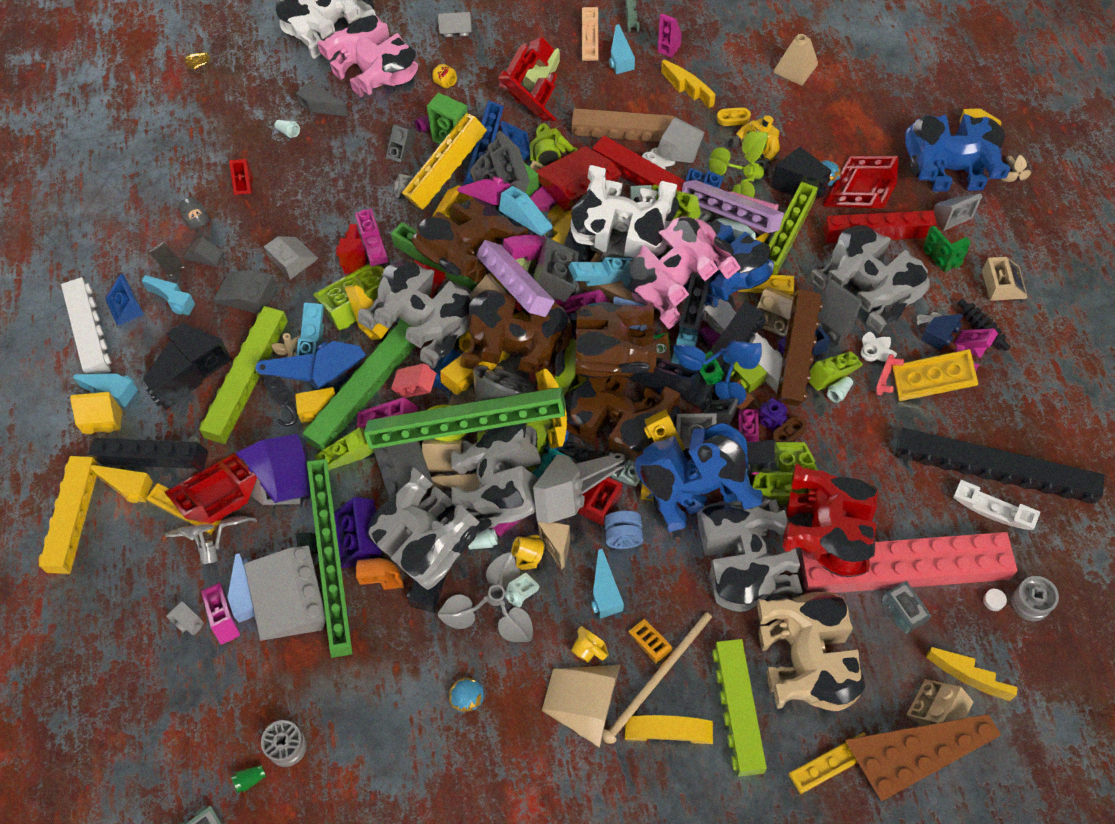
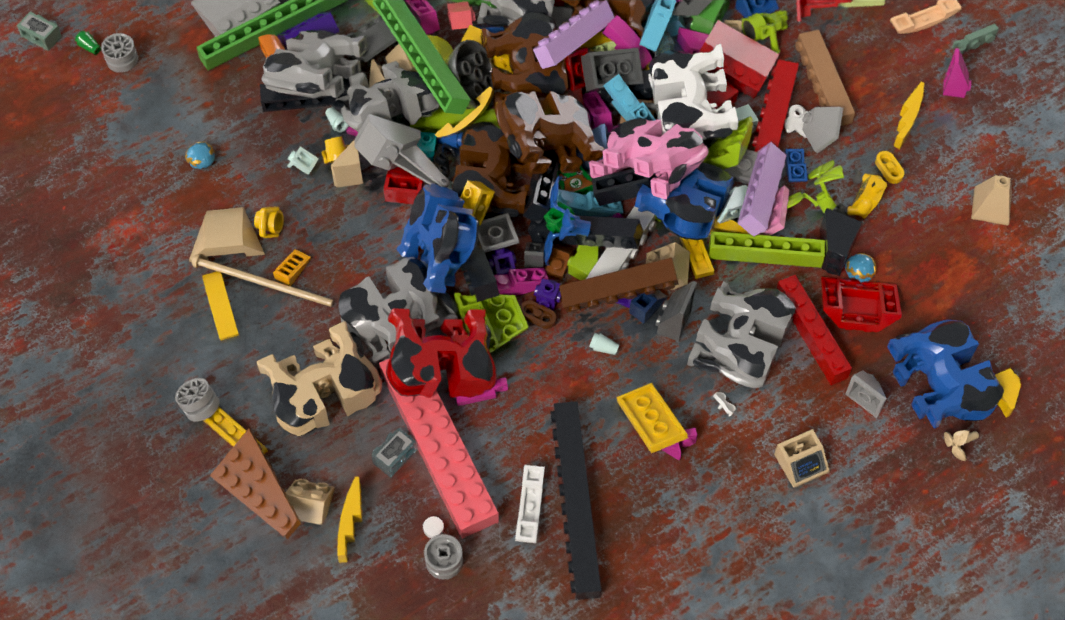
camera: 65 degrees right, 0 degrees up
(516, 624) = (270, 125): light grey plant -> none
(605, 592) = (326, 217): medium azure slope -> none
(621, 54) = (919, 46): medium azure slope -> none
(623, 529) = (381, 212): medium blue wheel -> none
(740, 708) = (254, 346): lime brick -> none
(784, 776) = (197, 399): none -> light grey wheel
(833, 369) = (622, 332): lime slope -> none
(877, 346) = (669, 367): white plate -> none
(881, 386) = (637, 378): coral piece -> none
(941, 329) = (712, 415): dark blue slope -> none
(943, 252) = (805, 399): green bracket -> none
(976, 340) = (713, 450): dark pink slope -> none
(981, 321) = (737, 452): black piece -> none

